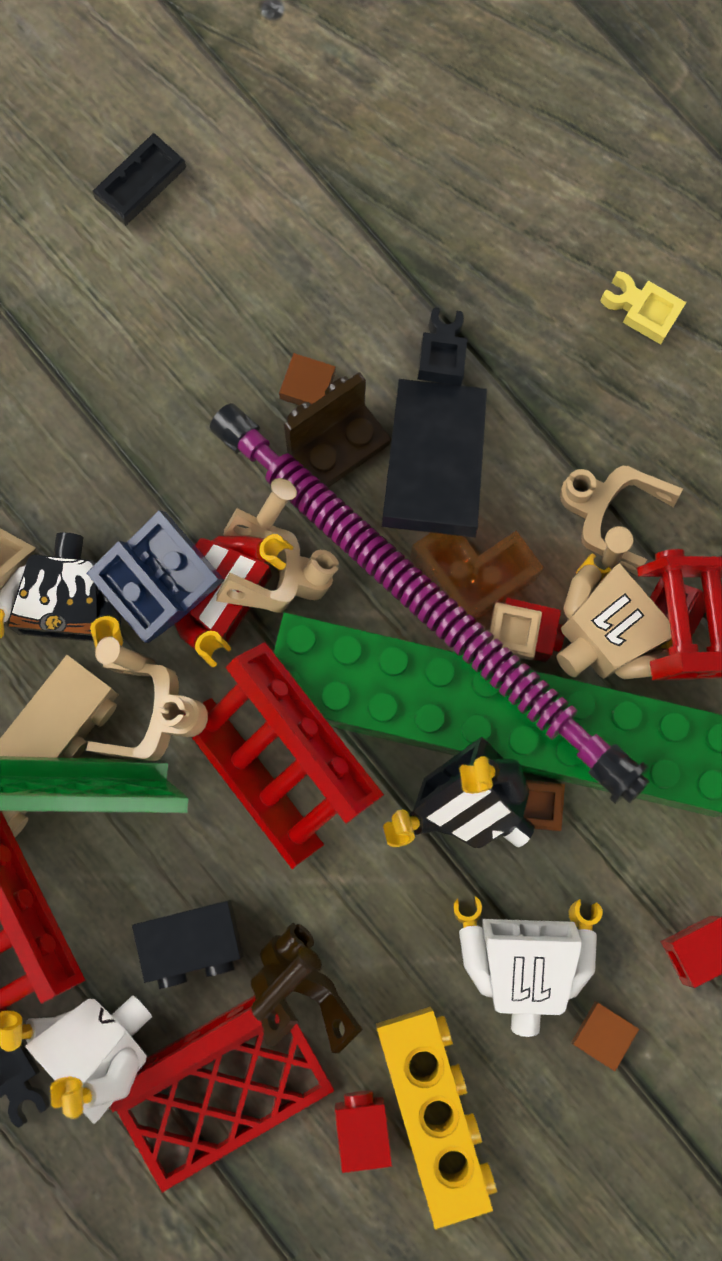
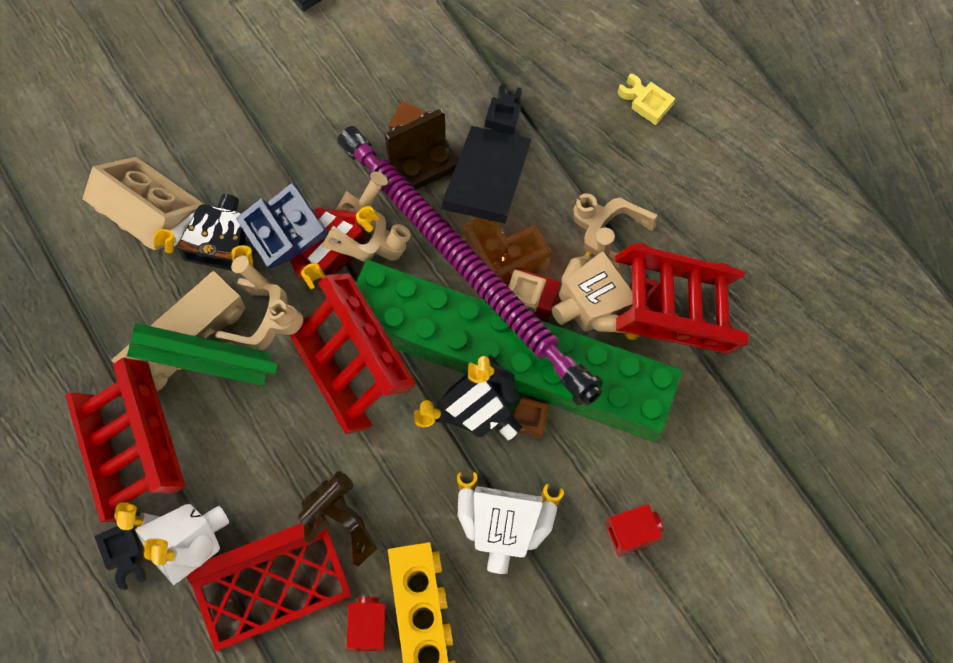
camera: 10 degrees right, 10 degrees down
(187, 943) = (264, 476): black brick -> none
(605, 1036) = (554, 583): dark orange tile -> none

